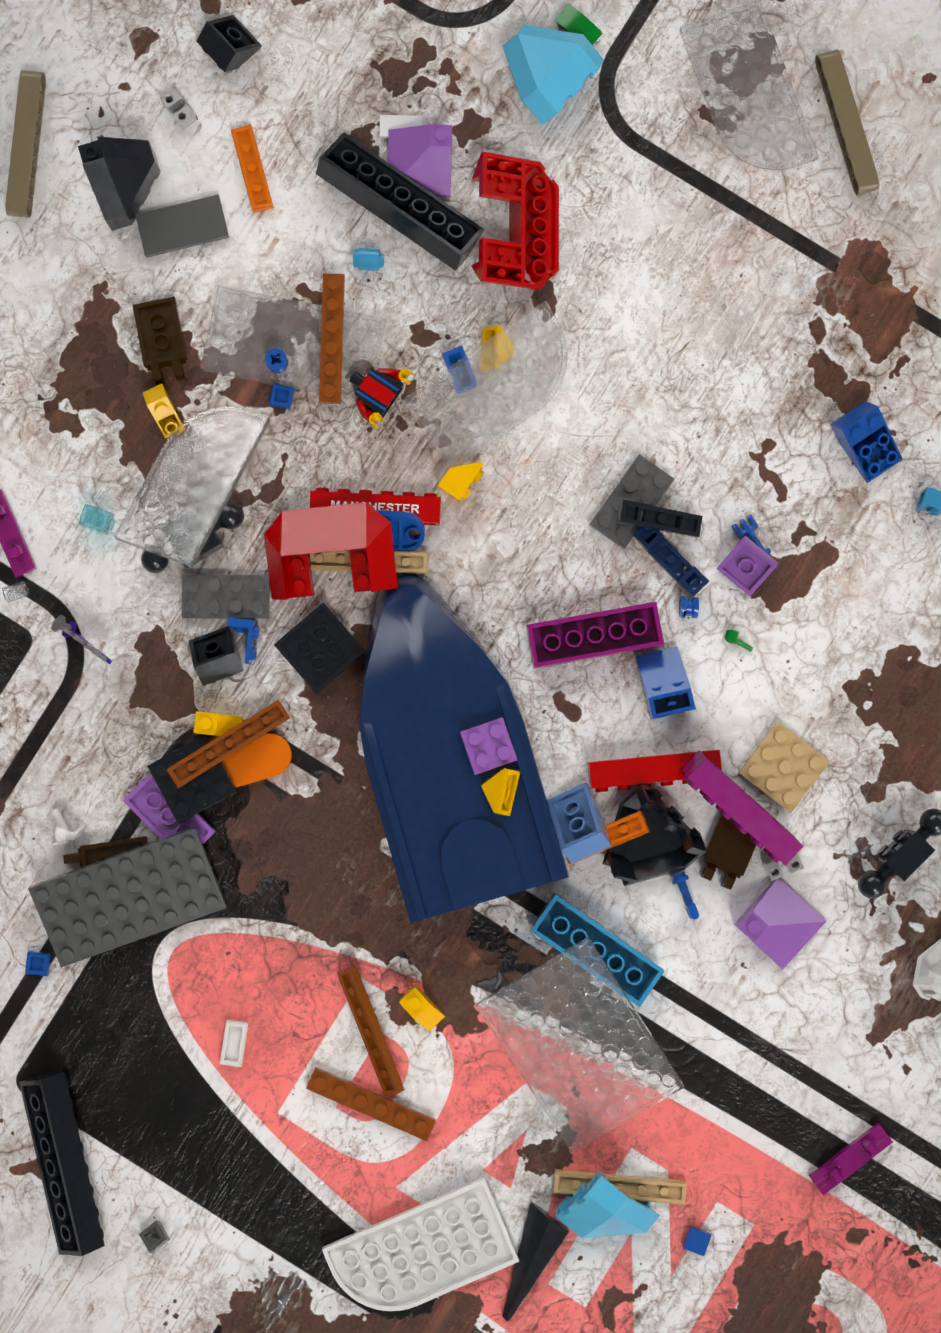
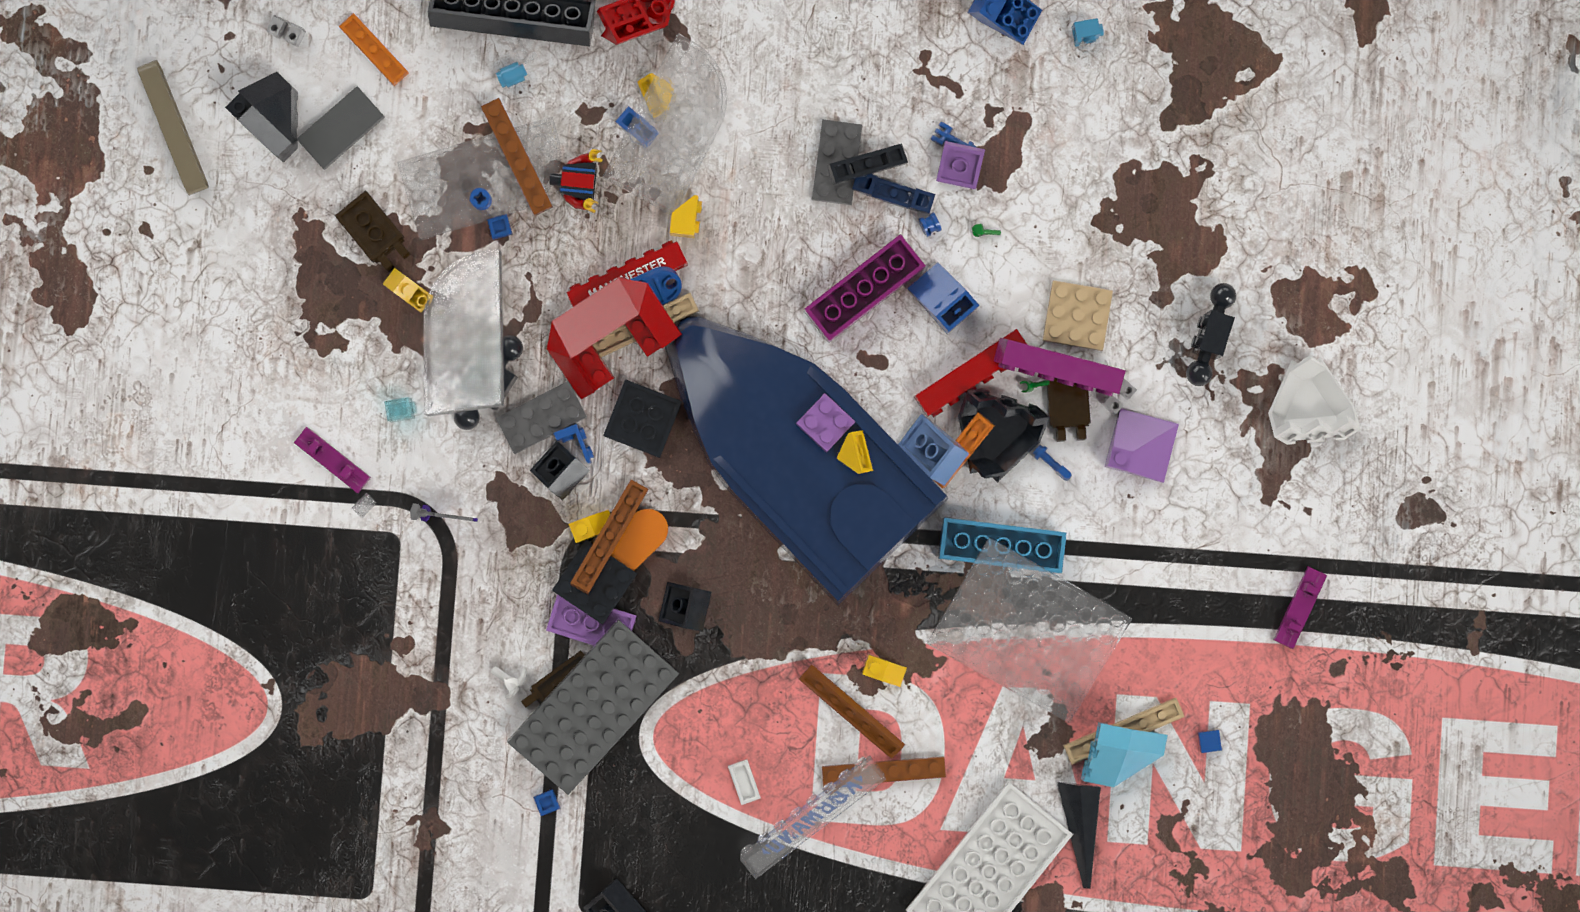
camera: 30 degrees left, 0 degrees up
(265, 847) = (685, 606): none -> black slope
(279, 1112) = (812, 816): none -> clear brick
(706, 811) = (1031, 385): none -> green hand

